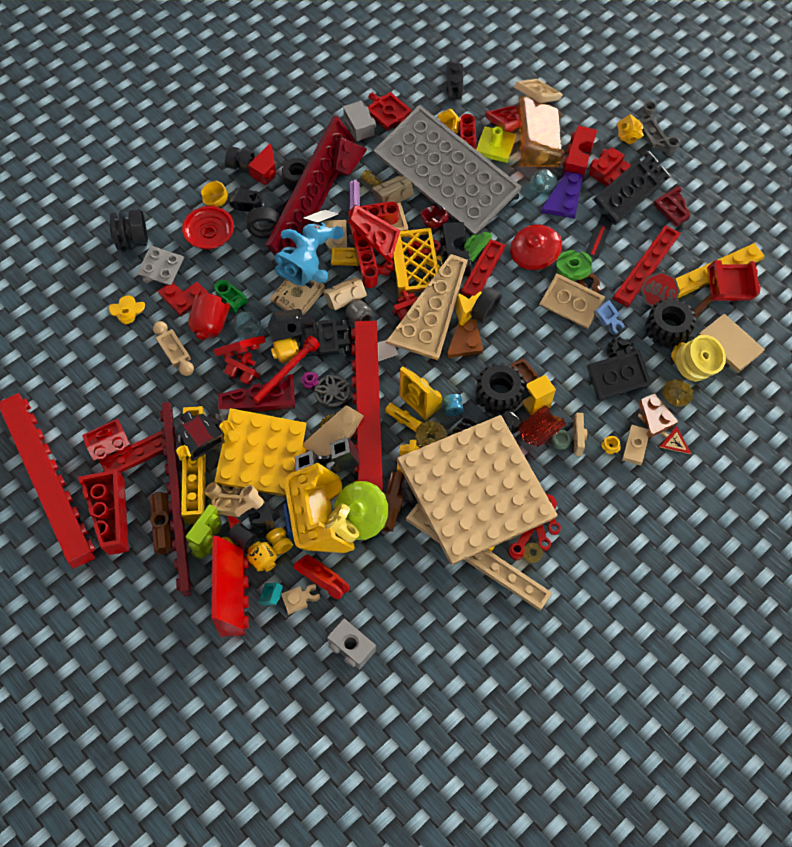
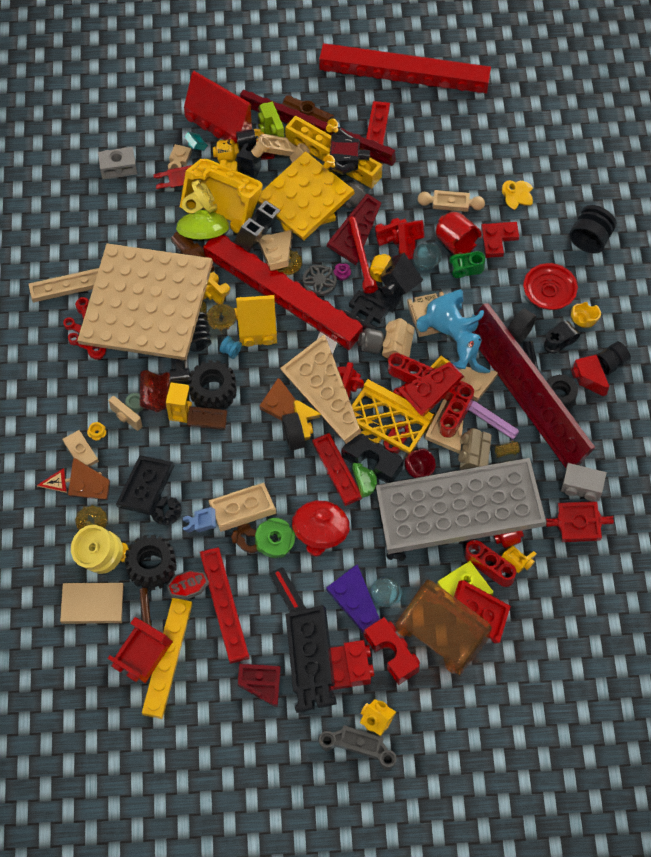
camera: 130 degrees right, 0 degrees up
(105, 440) = (403, 114): red plate -> none
(107, 506) = (343, 86): red wedge -> none
(160, 266) = (539, 234): light grey hinge -> none
(320, 216) = (495, 378): white sticker -> none
(347, 156) = (547, 444): dark red wing -> none
(455, 79) = (576, 613): black hinge -> none
(532, 559) = (72, 311): clear yellow plate -> none
(538, 90) = (492, 665): tan tile -> none

